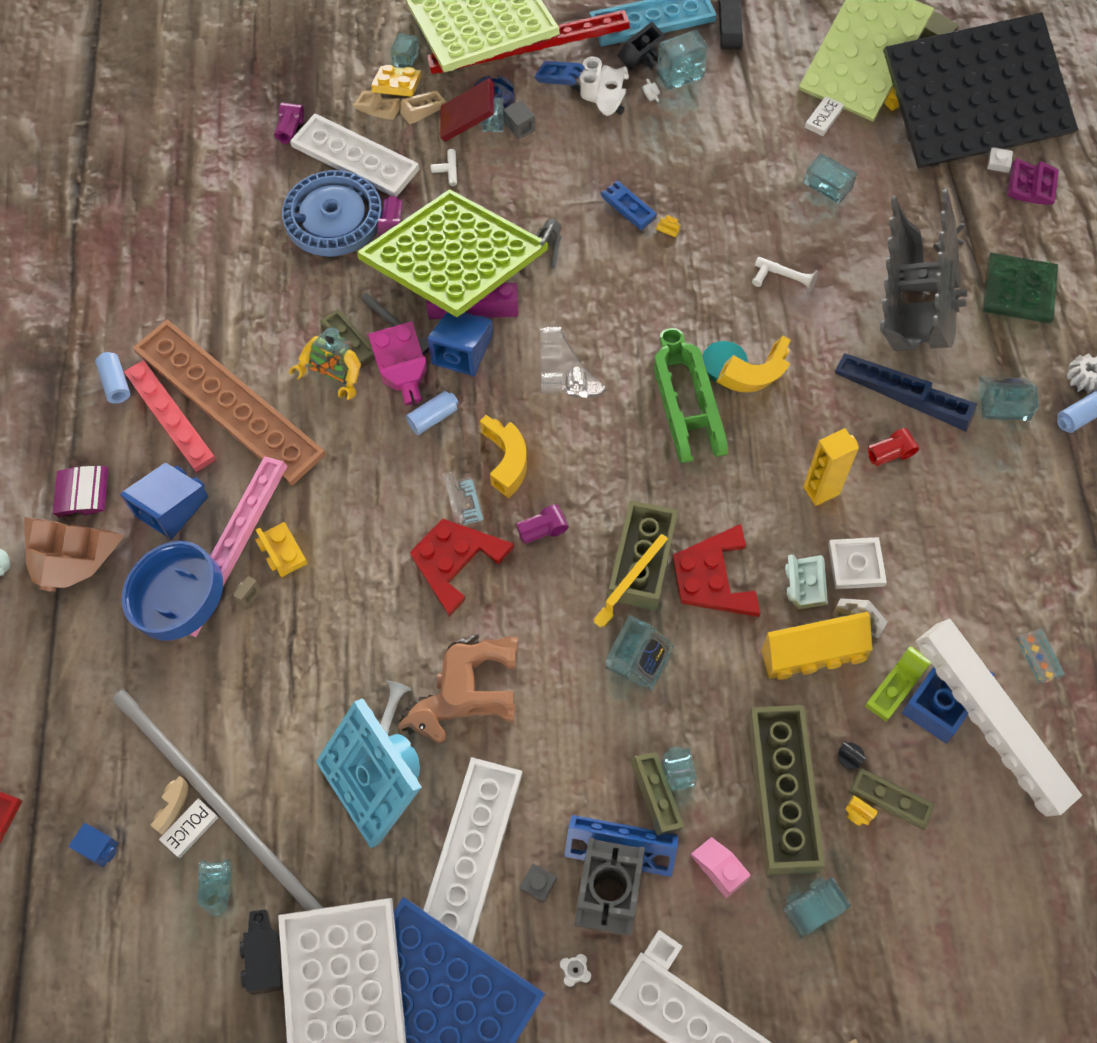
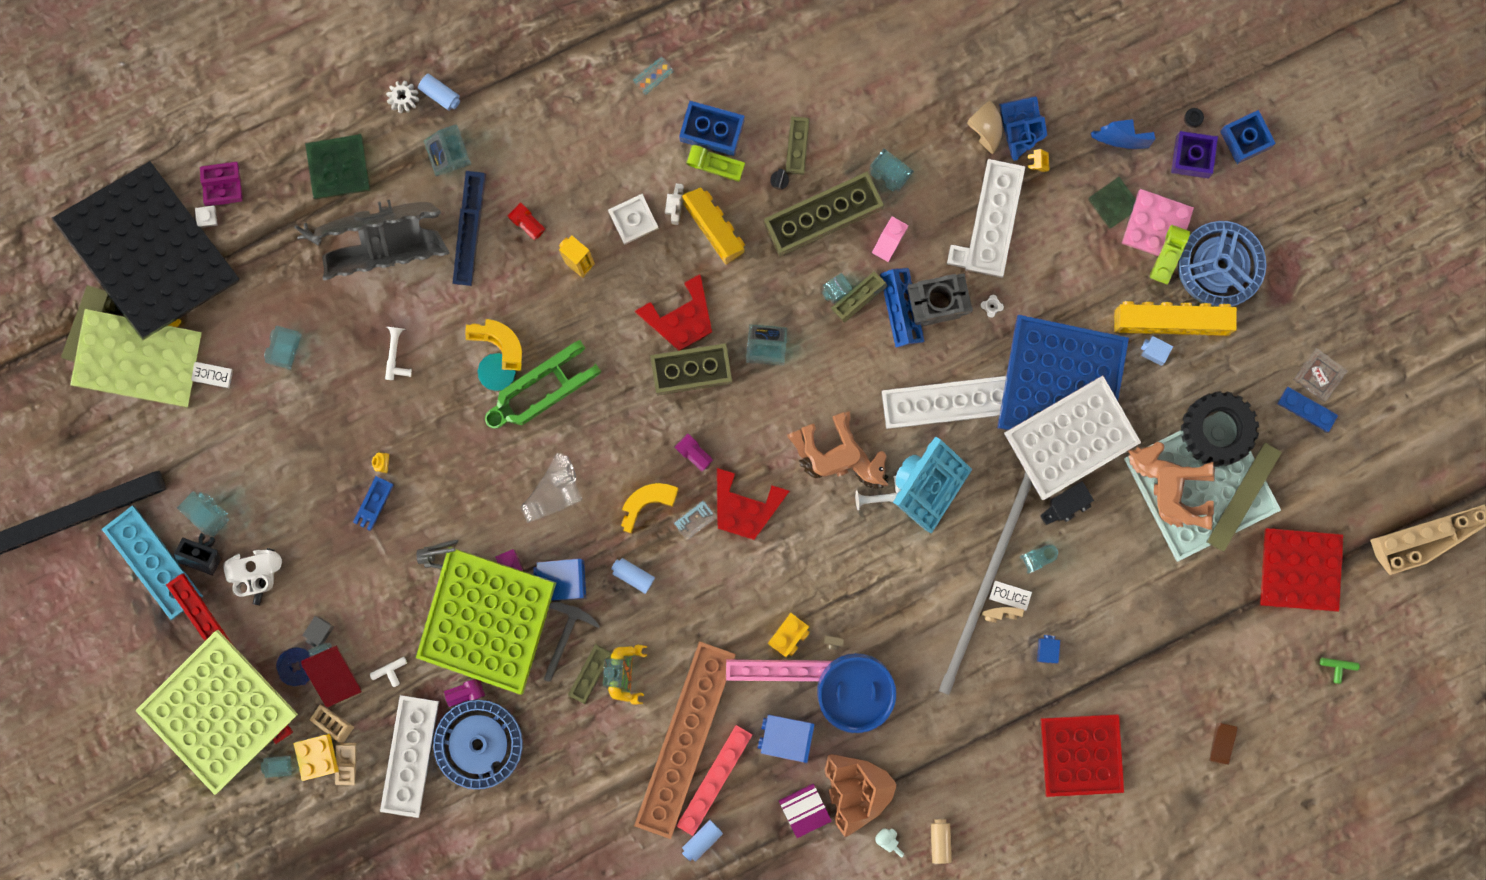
camera: 110 degrees left, 20 degrees up
(289, 117) = (392, 831): magenta piece -> none
(400, 360) = (598, 620): dark pink plate -> none
(538, 883) = (948, 351): dark grey plate -> none
(559, 72) = (257, 616): blue hinge -> none
(606, 613) = (747, 378): yellow piece -> none
(651, 91) = (242, 530): white plate -> none
(806, 581) = (663, 249): light aqua bracket -> none
(860, 812) = (817, 162): yellow plate -> none
(998, 719) = (722, 91): white brick -> none

